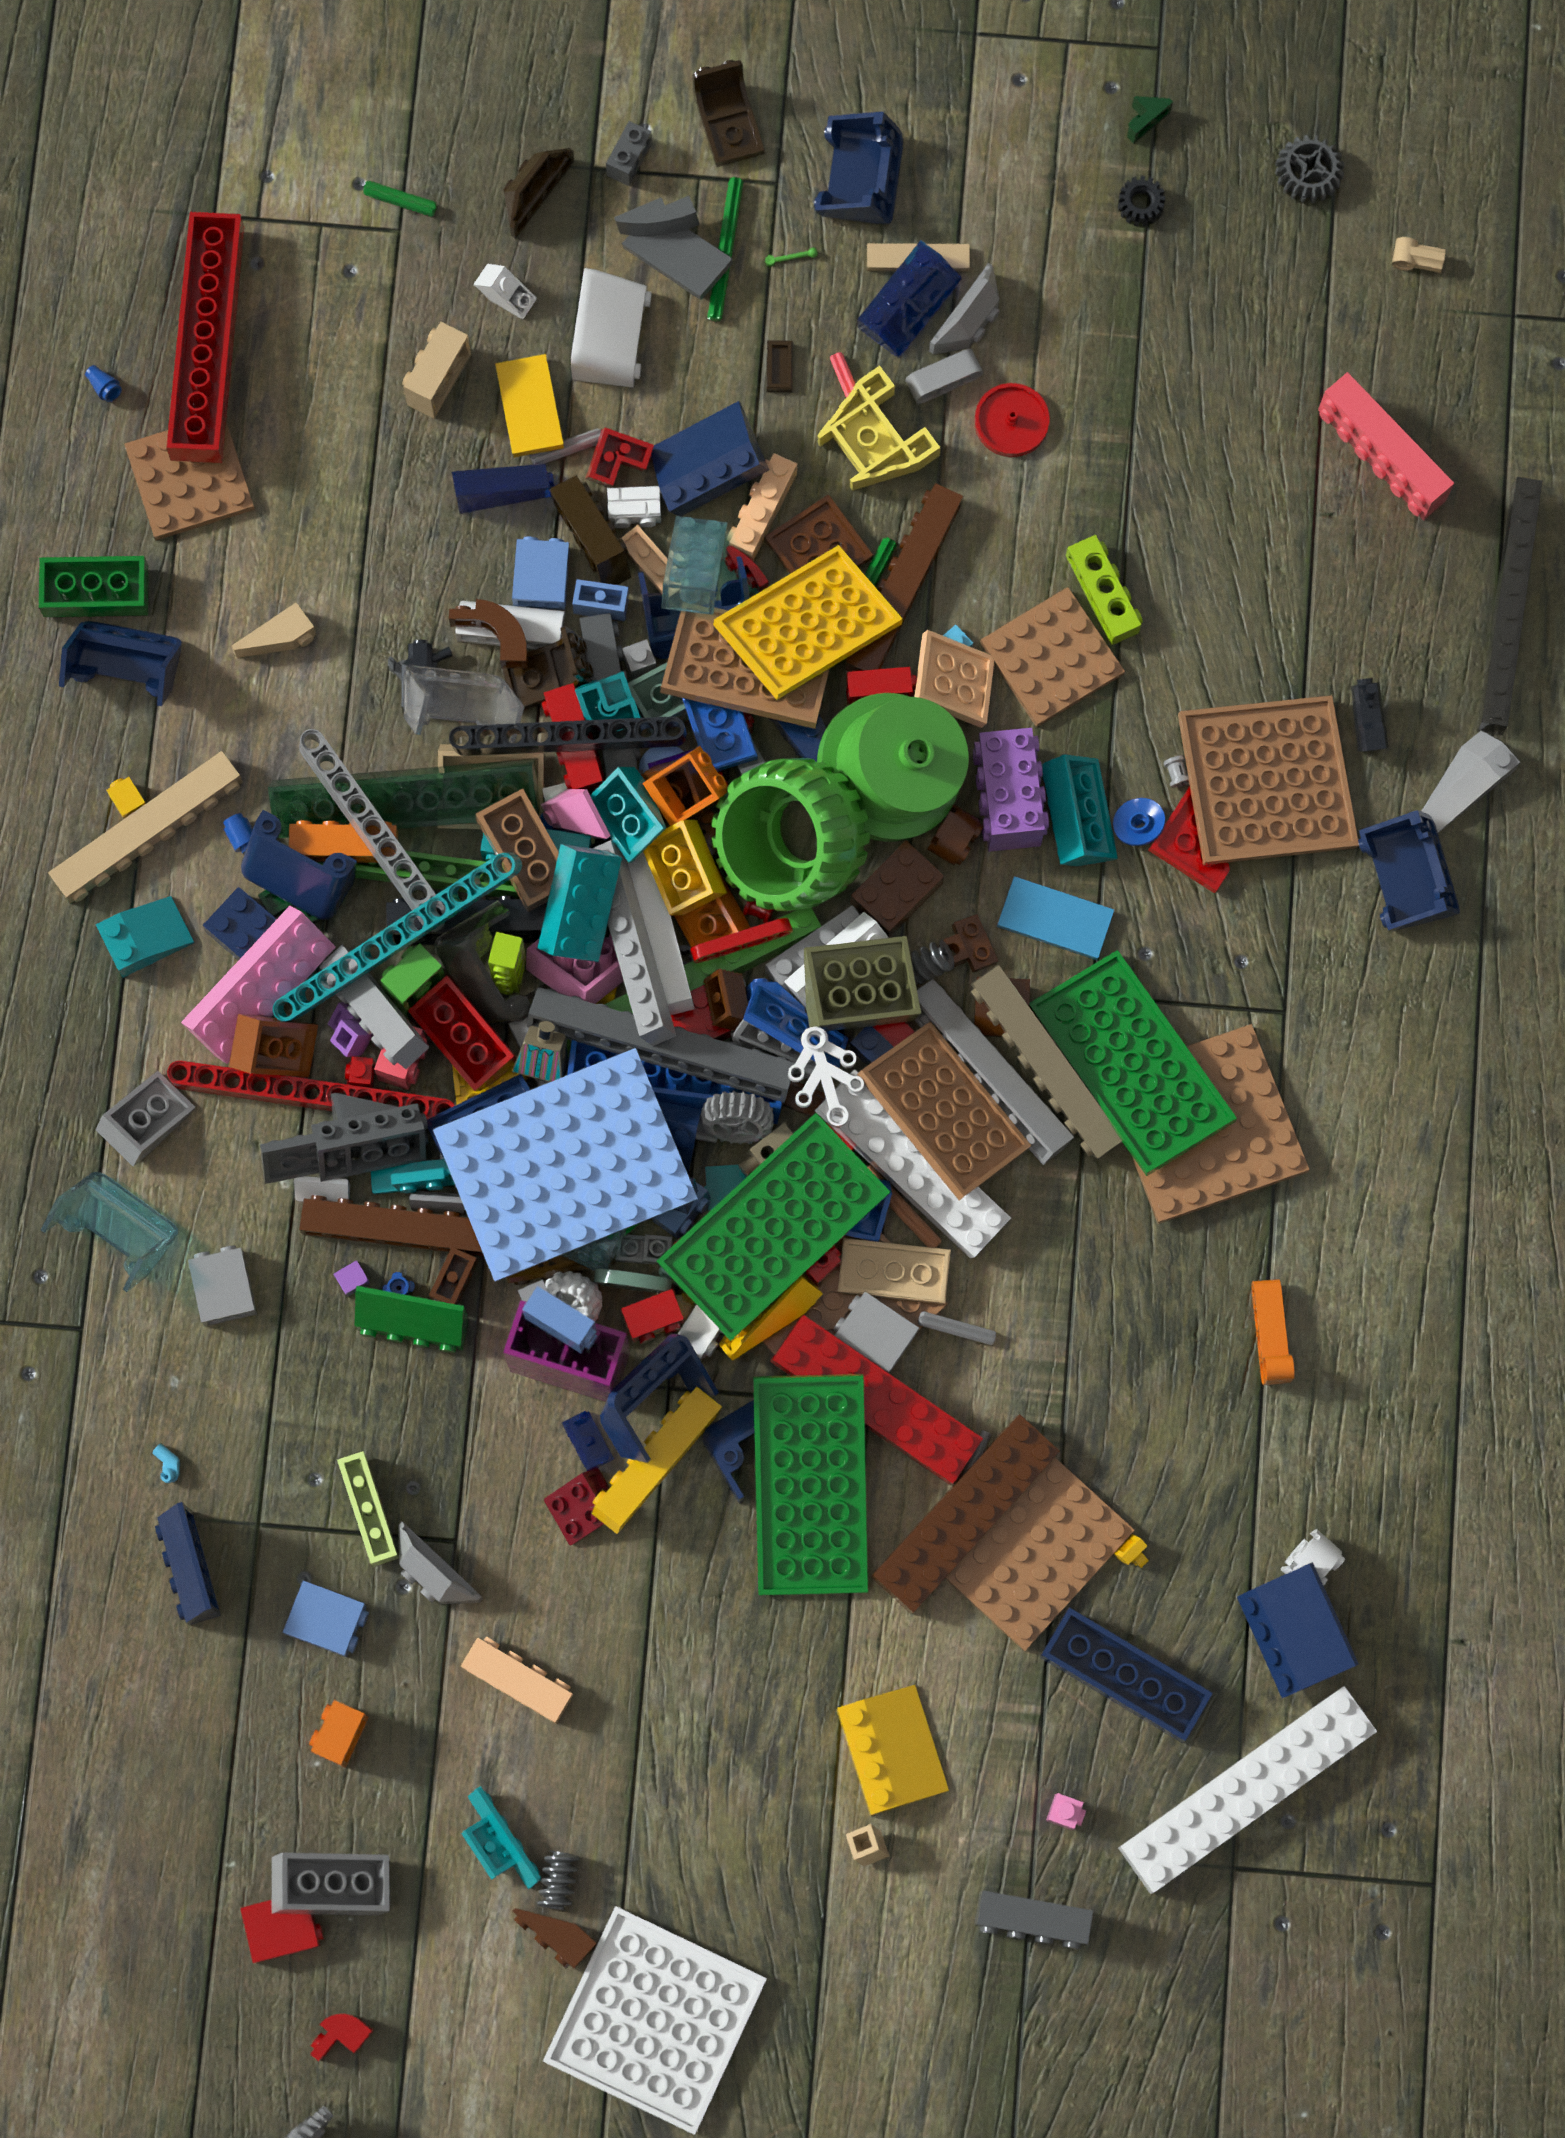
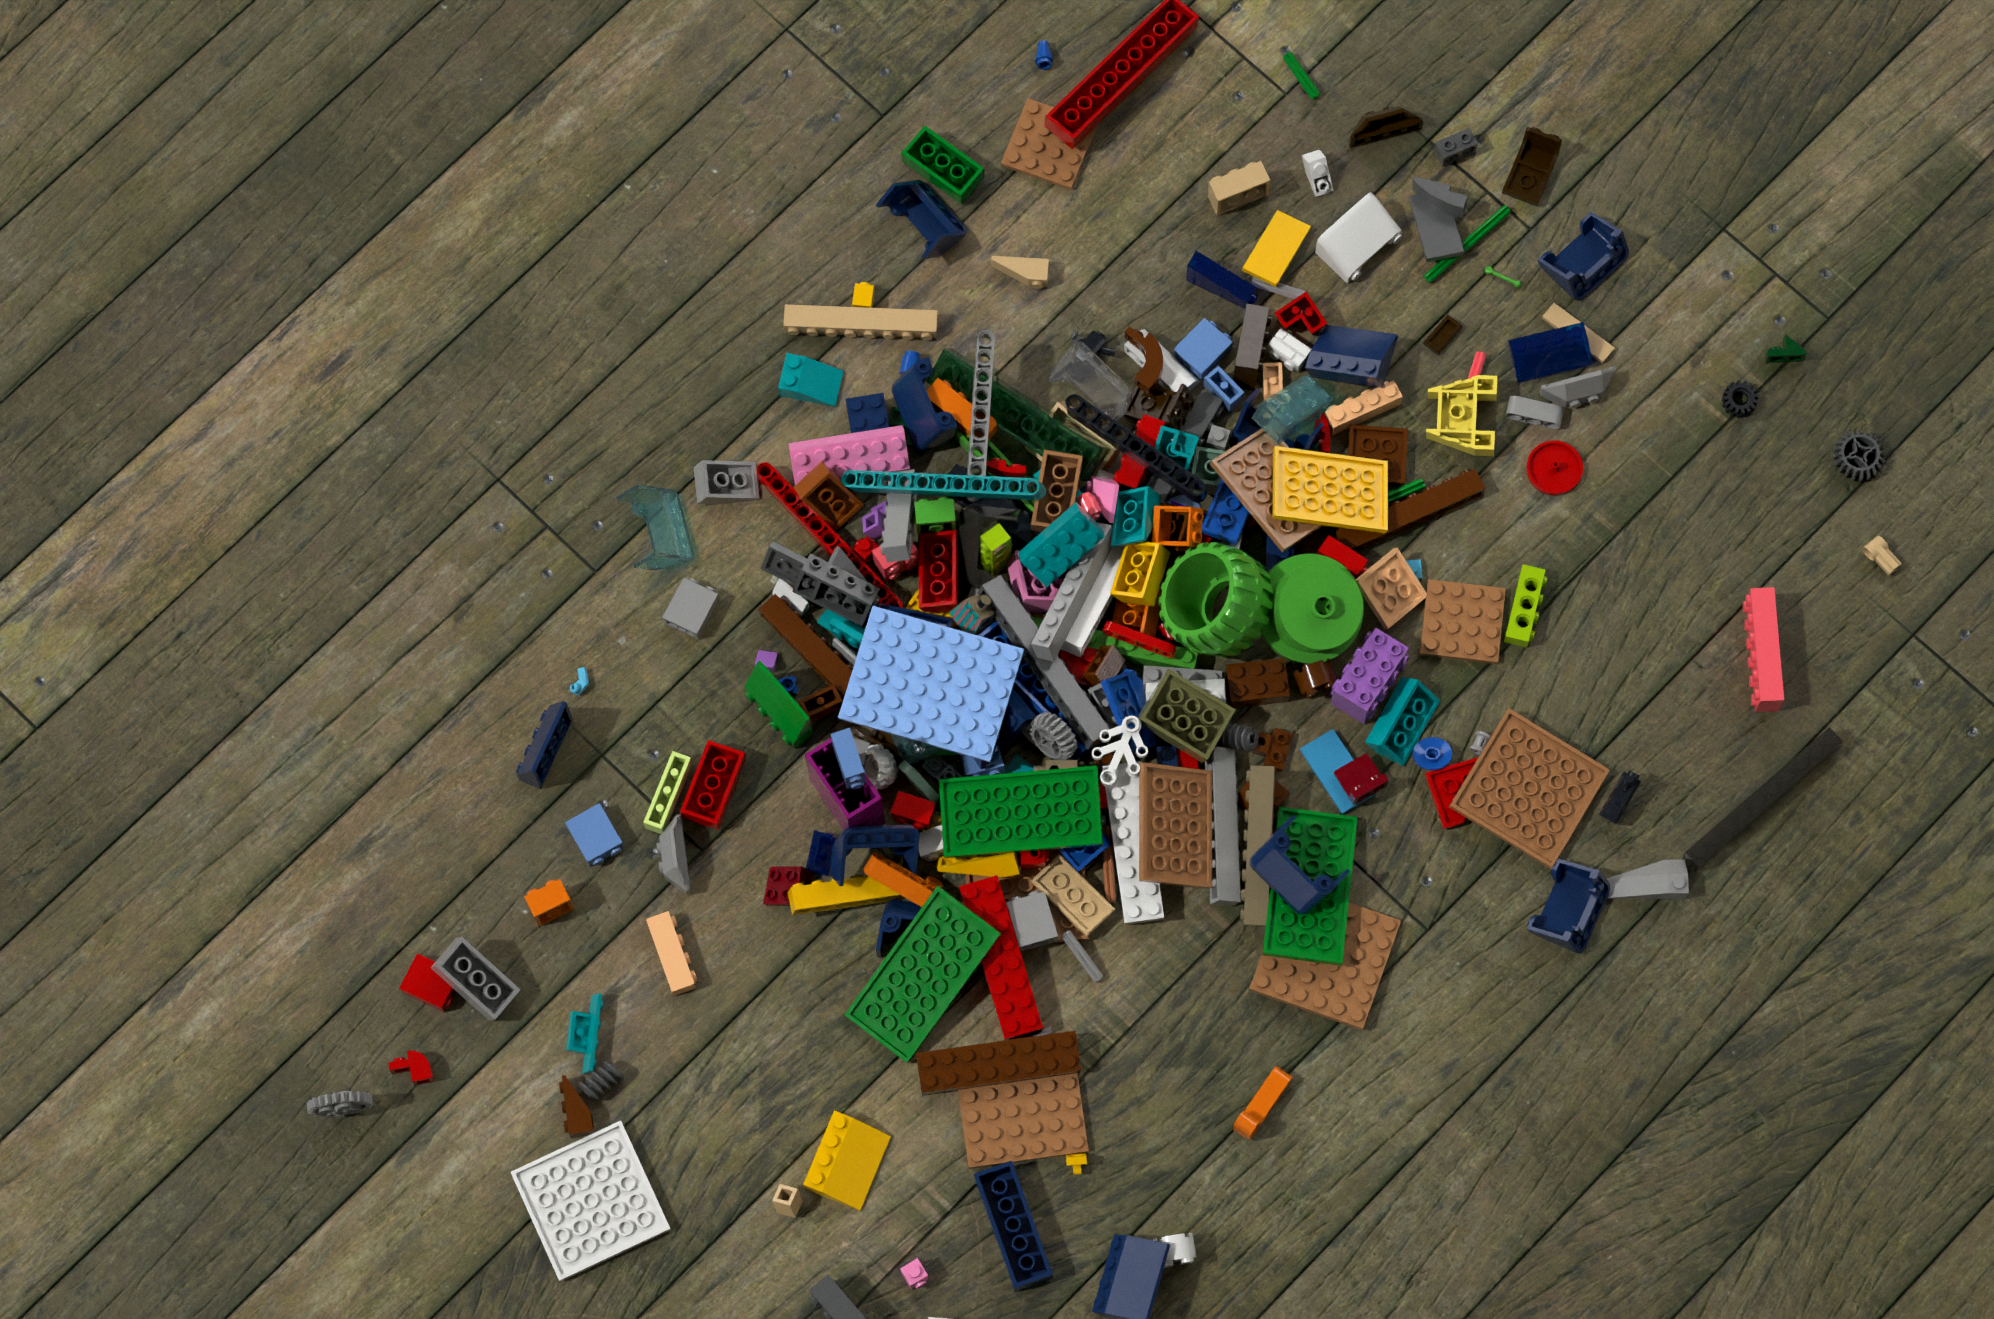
camera: 45 degrees right, 5 degrees down
(410, 1460) = (713, 785): none -> red brick
(437, 871) = (998, 467): none -> red slope
(570, 835) = (1090, 505): none -> coral brick
(705, 1401) = (900, 879): none -> orange beam
(1088, 906) = (1360, 779): none -> dark red bracket
(1106, 1073) = (1286, 877): none -> dark blue windscreen

